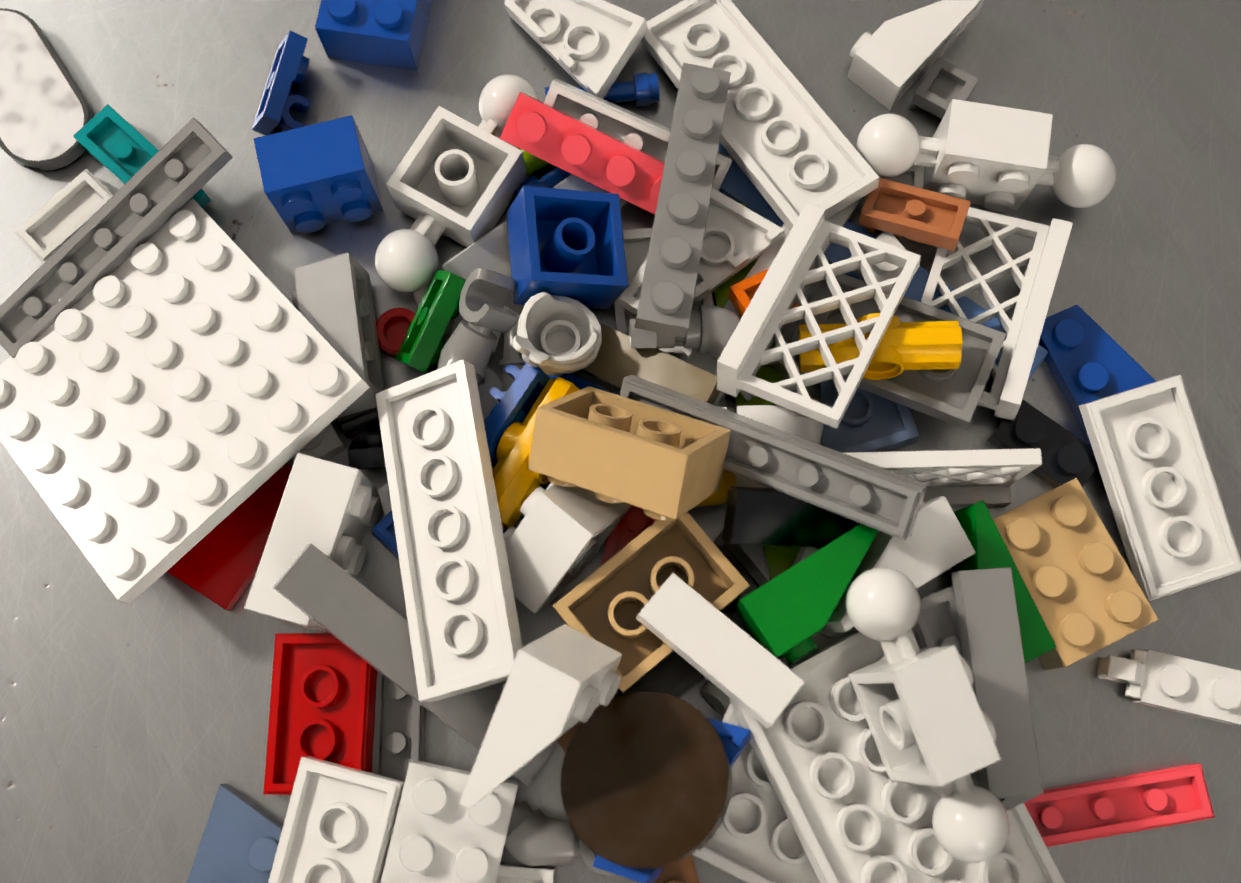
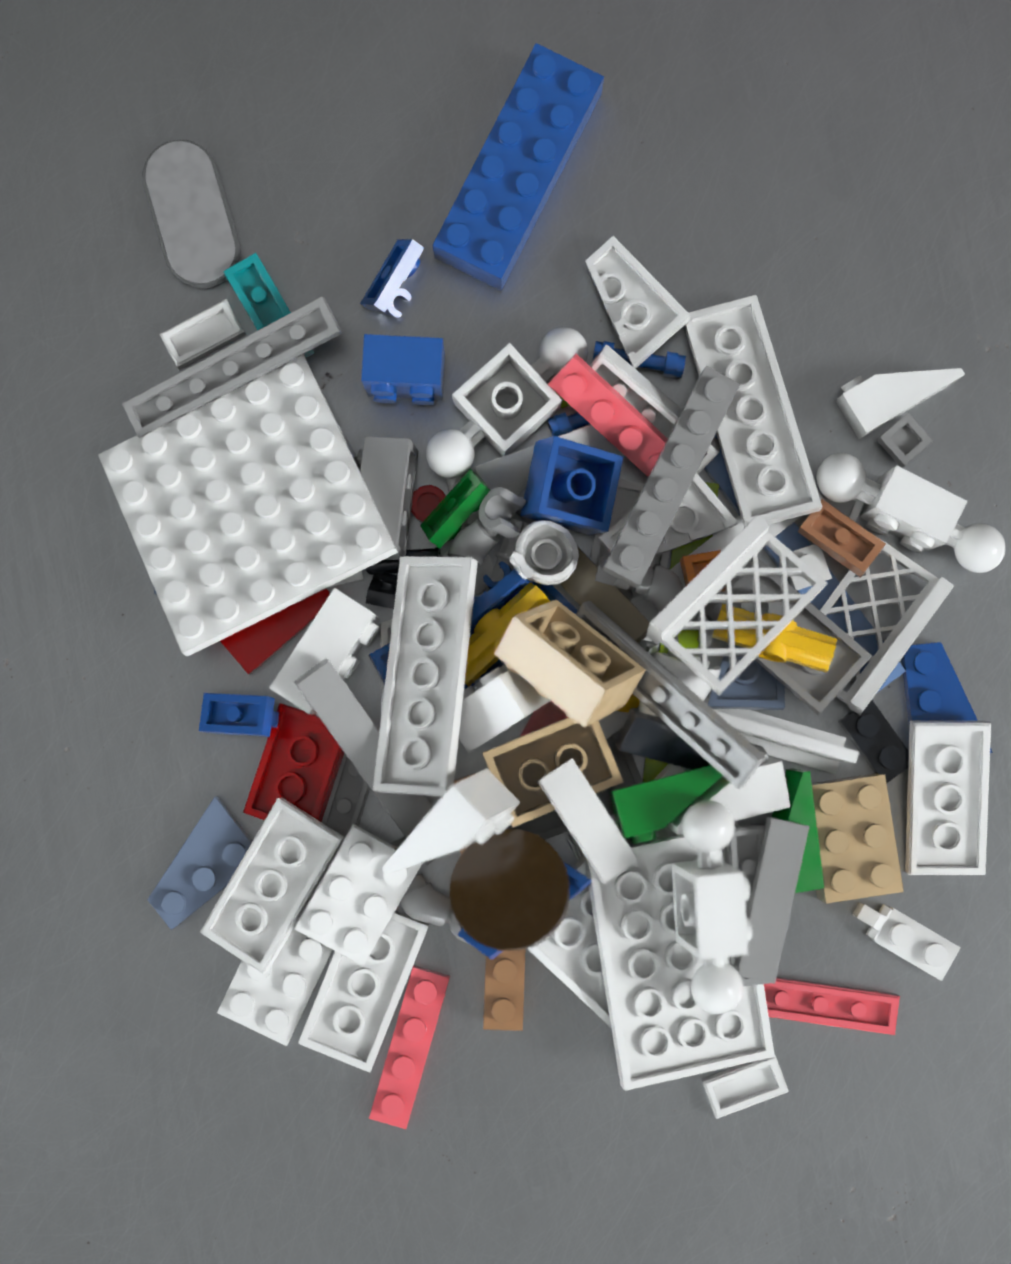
camera: 15 degrees right, 10 degrees up
(223, 663) = (238, 714): none -> blue plate

